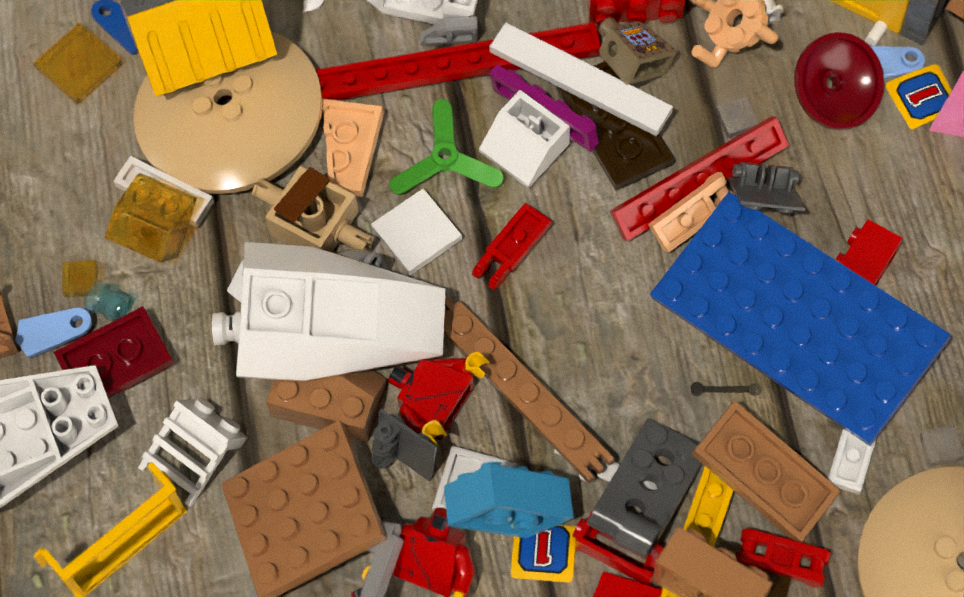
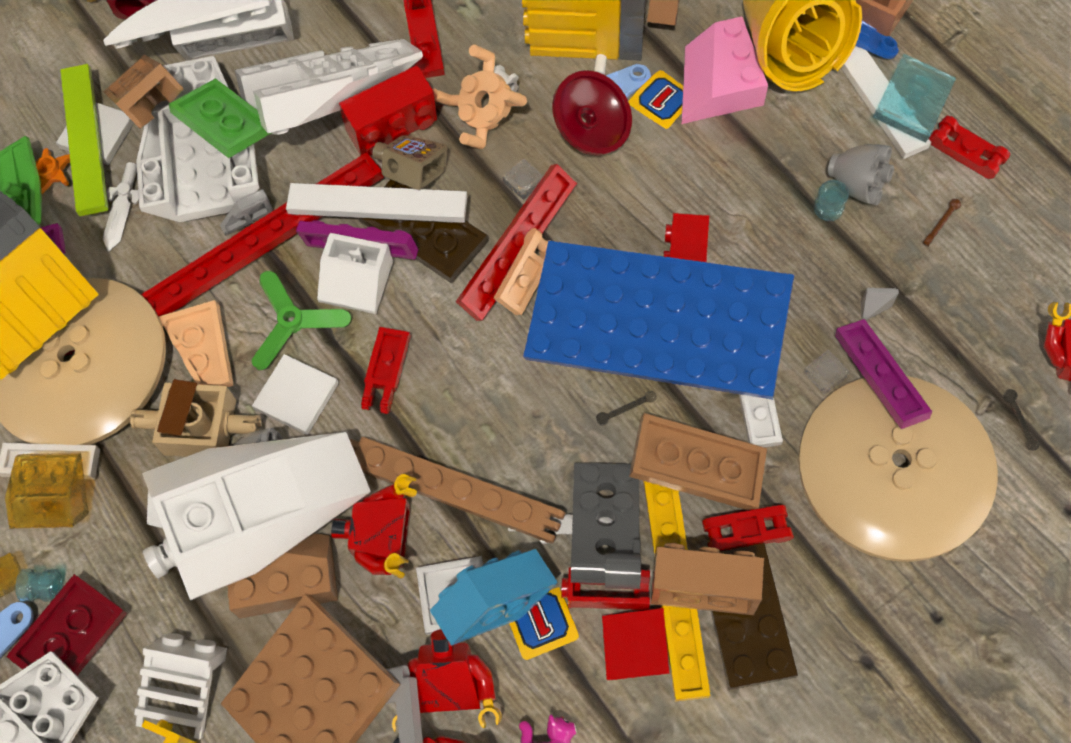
camera: 25 degrees left, 0 degrees up
(398, 441) = (363, 587): dark grey hinge -> none
(773, 192) = (576, 223): dark grey hinge -> none

